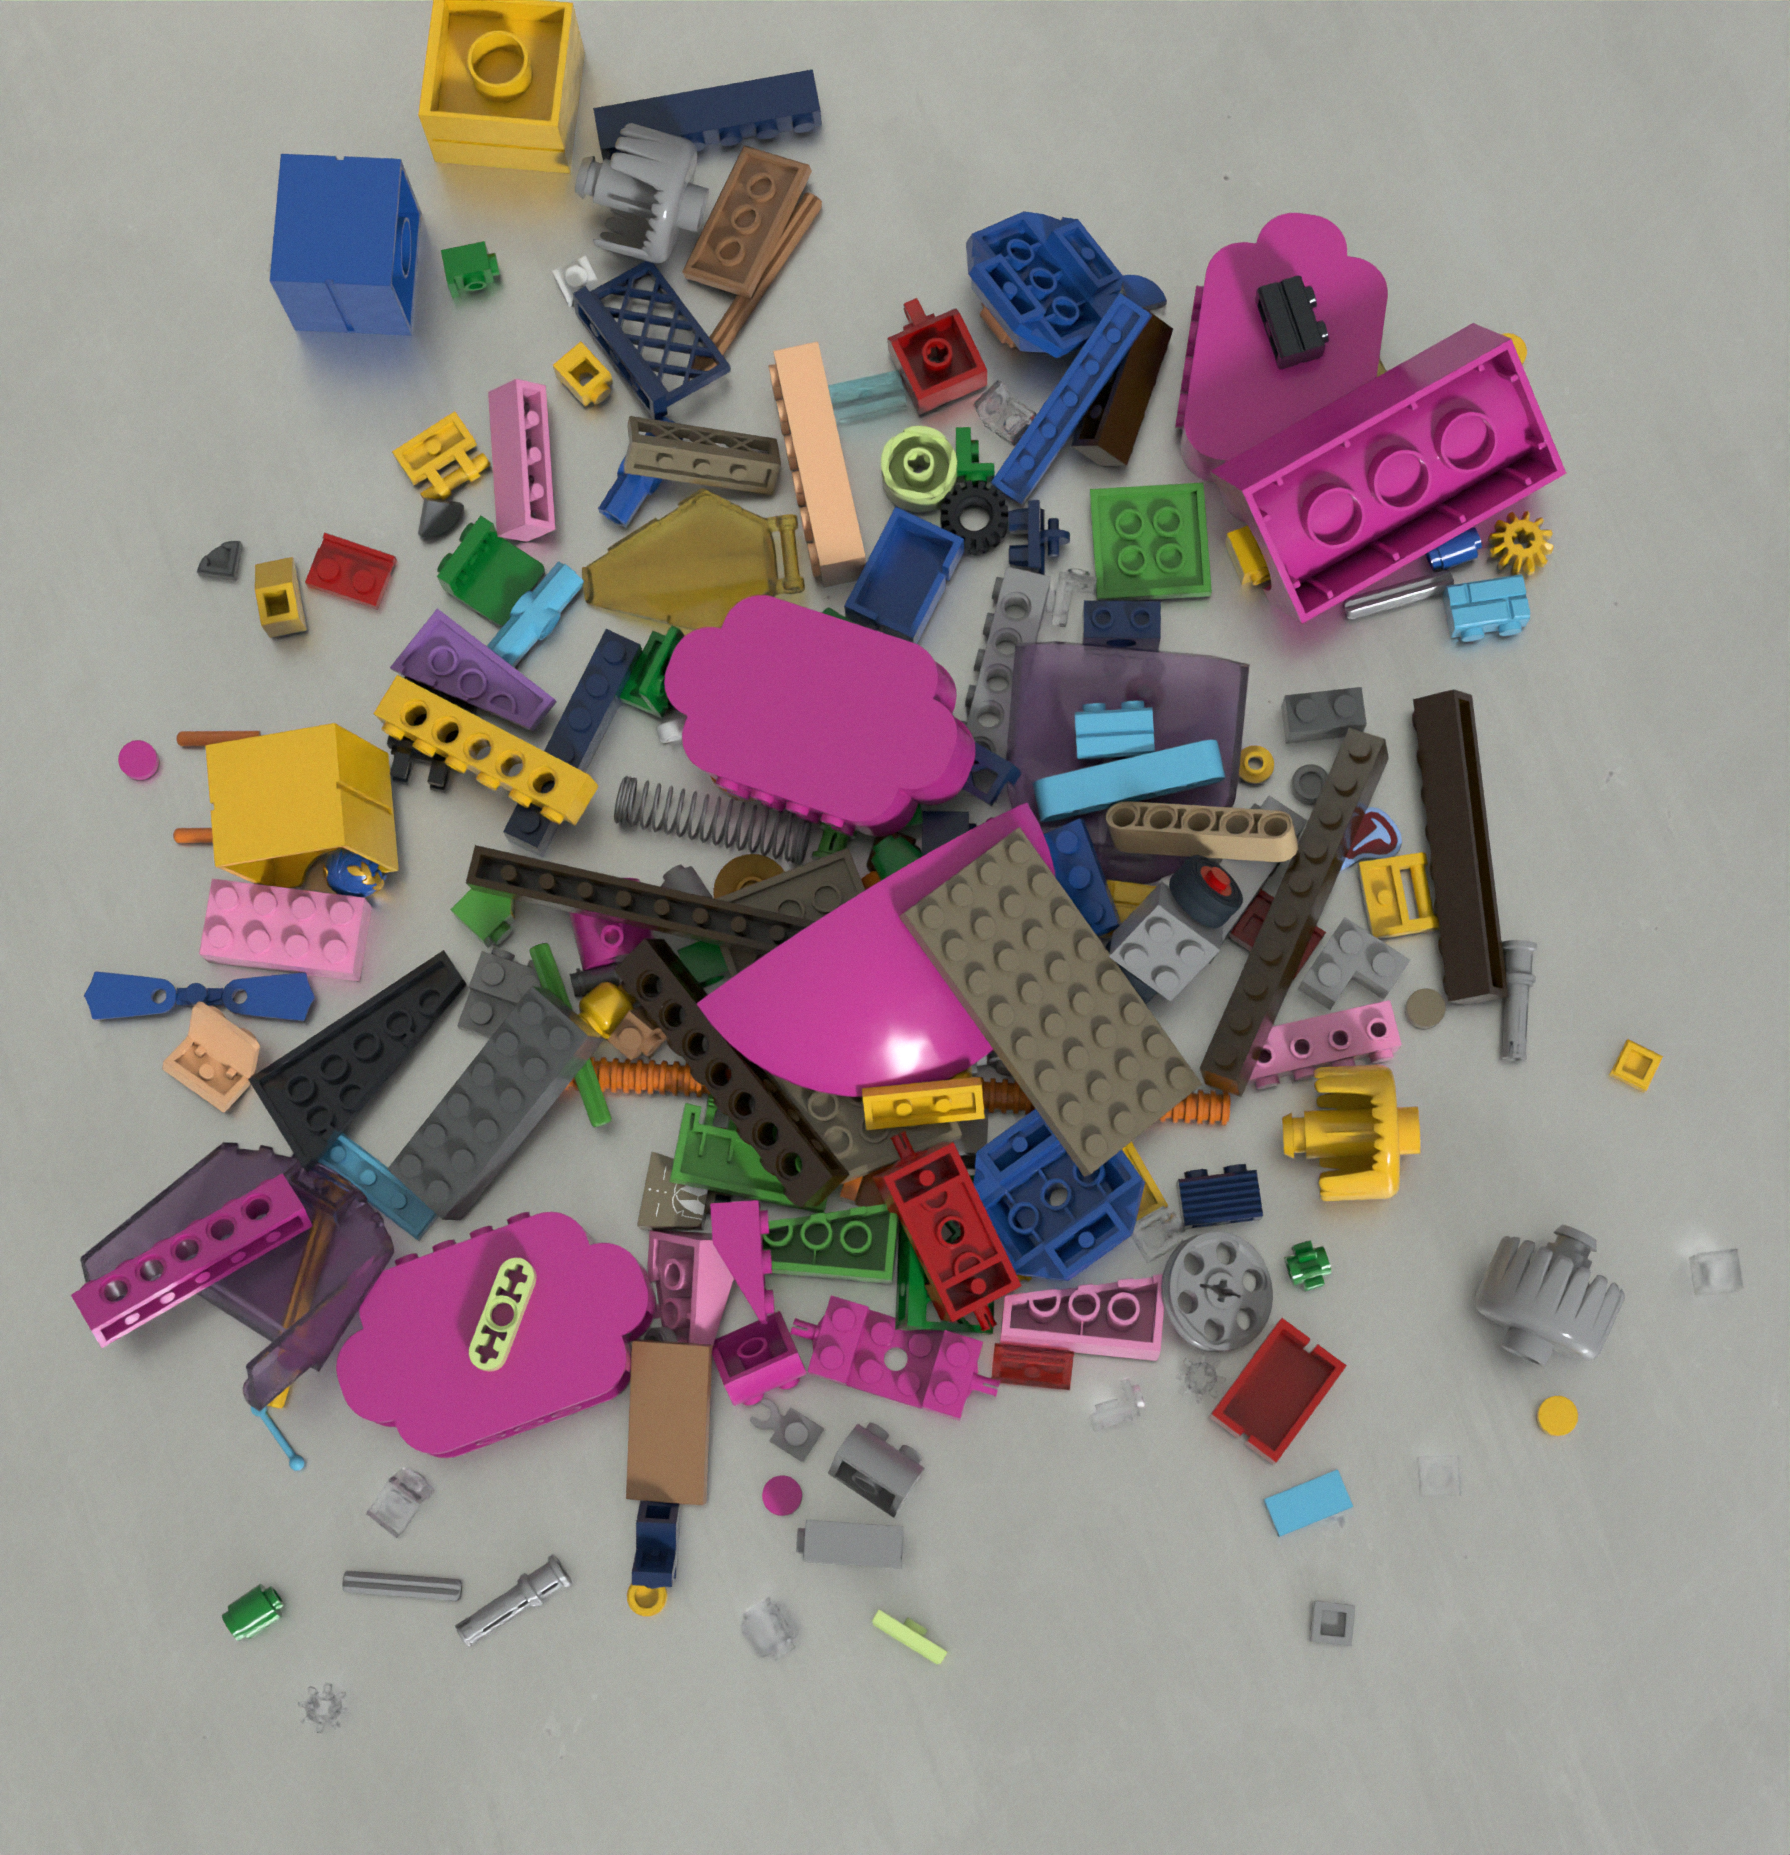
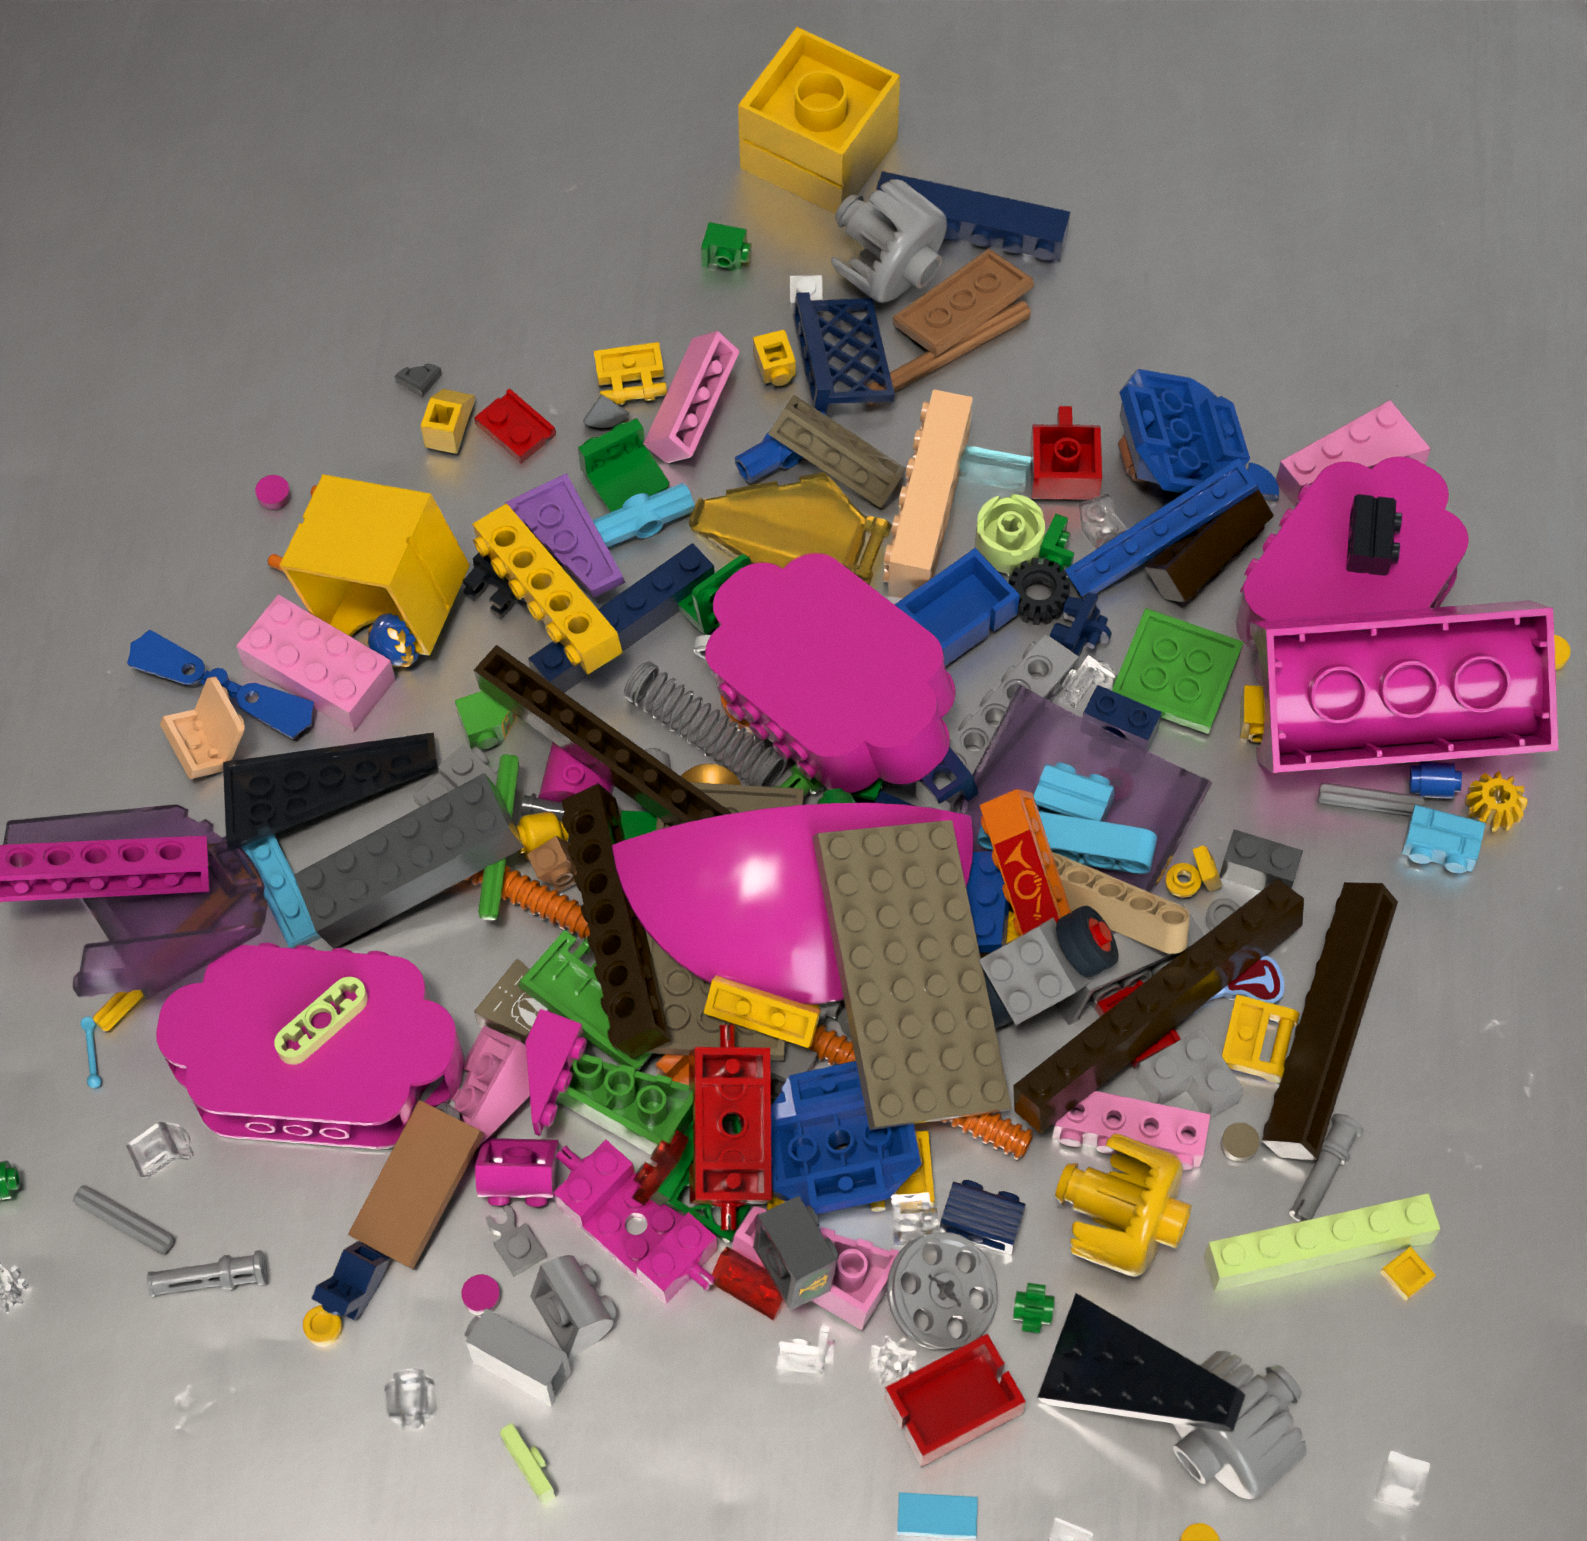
camera: 20 degrees right, 15 degrees down
(346, 244) = (635, 182): blue piece -> none
(898, 1301) = (664, 1158): none -> clear red plate
(1073, 1331) = (795, 1252): none -> dark grey brick
(1106, 832) = (1024, 859): none -> brick
(1230, 212) = (1365, 441): none -> bright pink wedge
(1274, 743) = (1207, 868): none -> yellow tile
(1422, 1295) = (1124, 1372): none -> black wing
(1545, 1075) = (1321, 1242): none -> yellowish green brick

